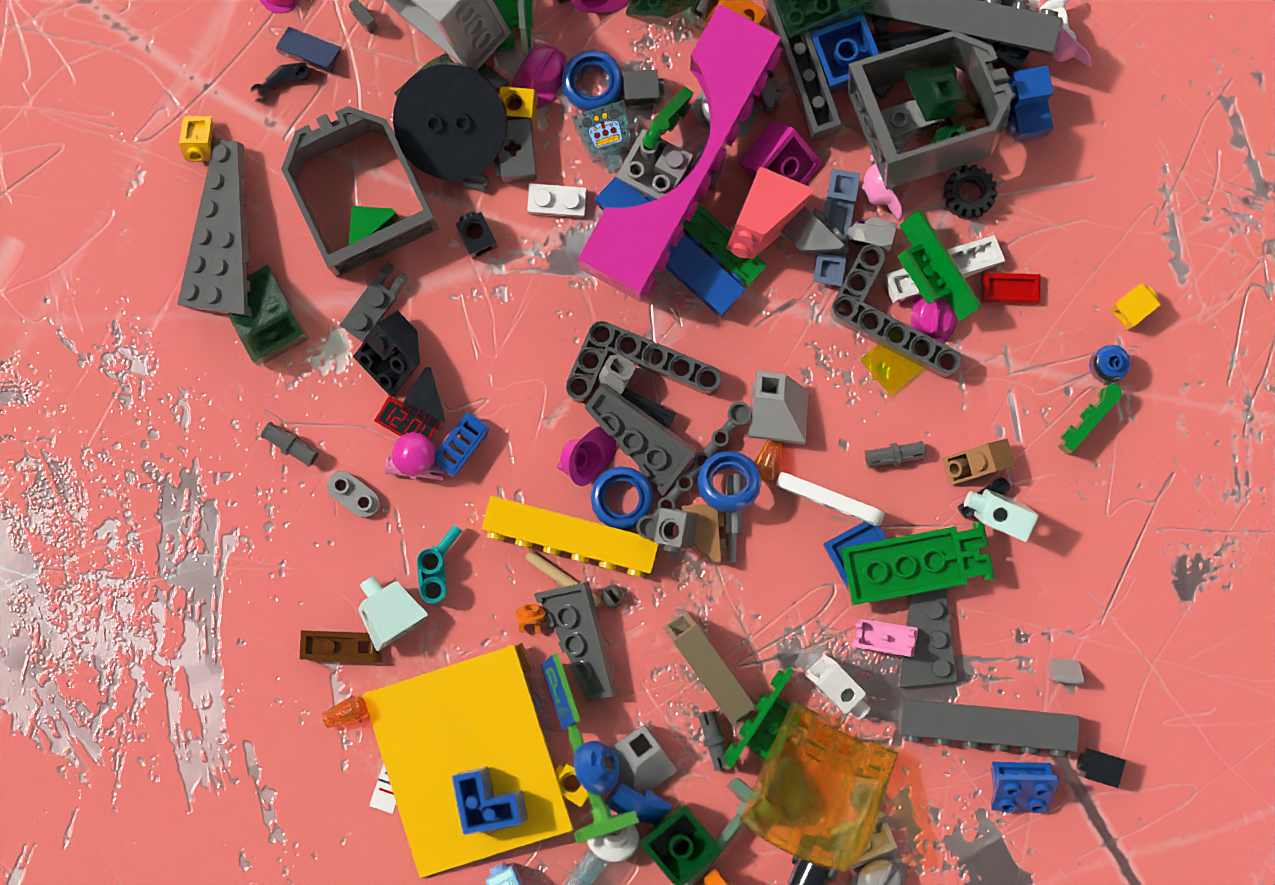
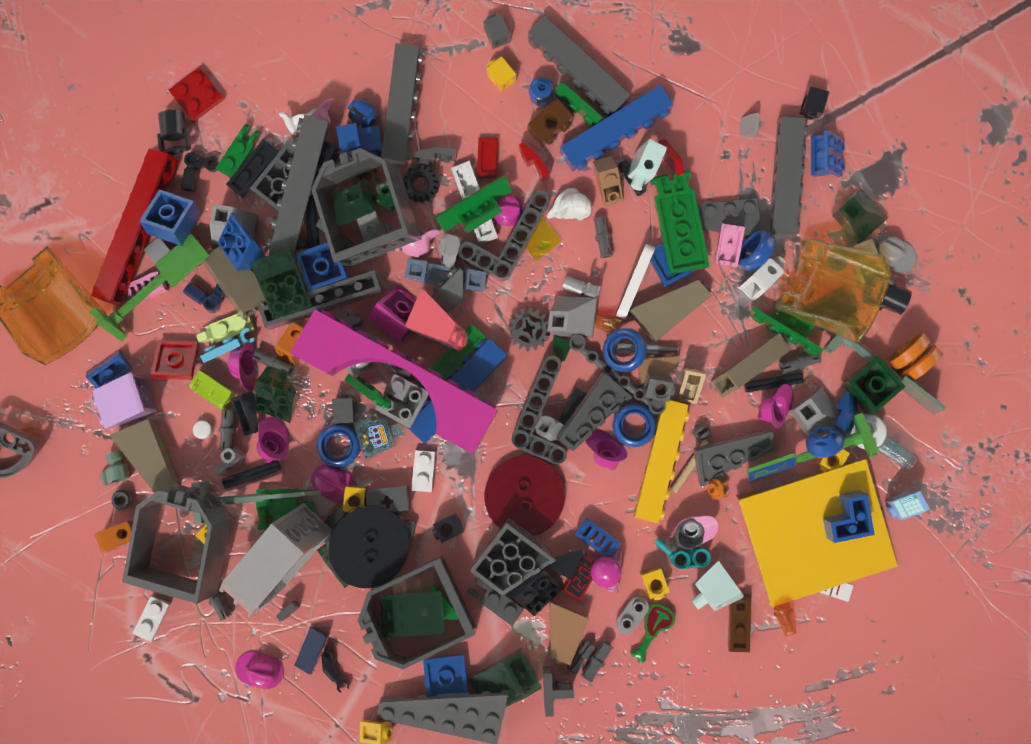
camera: 90 degrees left, 0 degrees up
(249, 379) = (558, 690): none -> dark grey bracket
(273, 233) = (445, 675): none -> blue plate
(290, 418) = (583, 653): none -> dark grey piece
(330, 398) = (565, 632): none -> medium nougat slope
(346, 528) = (656, 620): none -> green piece
(357, 182) = (412, 614): none -> clear green slope
(409, 529) = (648, 577): none -> yellow brick
(433, 320) = (511, 558): none -> dark grey wedge
(468, 577) = (692, 532): none -> dark grey hair
(521, 342) = (525, 492): none -> dark red plate
(648, 704) = (777, 406): none -> dark pink piece
(678, 579) = (690, 385): none -> tan slope
(684, 701) = (773, 382): none -> black axle
(732, 393) = (560, 347): none -> dark green tile
(755, 335) = (538, 326): none -> dark grey gear
(788, 548) = (666, 311): none -> dark tan slope
(821, 419) = (578, 287): none -> light grey bar
(877, 675) = (756, 250): none -> blue wheel
(932, 833) = (860, 216): none -> slope
(941, 407) = (571, 205): none -> white hair
(1009, 350) = (531, 158): none -> red slope
(1011, 205) = (428, 156): none -> dark grey slope
(1014, 551) = (672, 158): none -> red tile
(1057, 474) = (616, 128): none -> blue brick
(1072, 107) = (362, 113): none -> blue head
(1079, 383) = (554, 112): none -> reddish brown brick
(1087, 163) = (401, 104): none -> dark grey brick
(1149, 418) = (577, 66): none -> dark grey brick
(1200, 299) = (496, 30): none -> dark grey brick

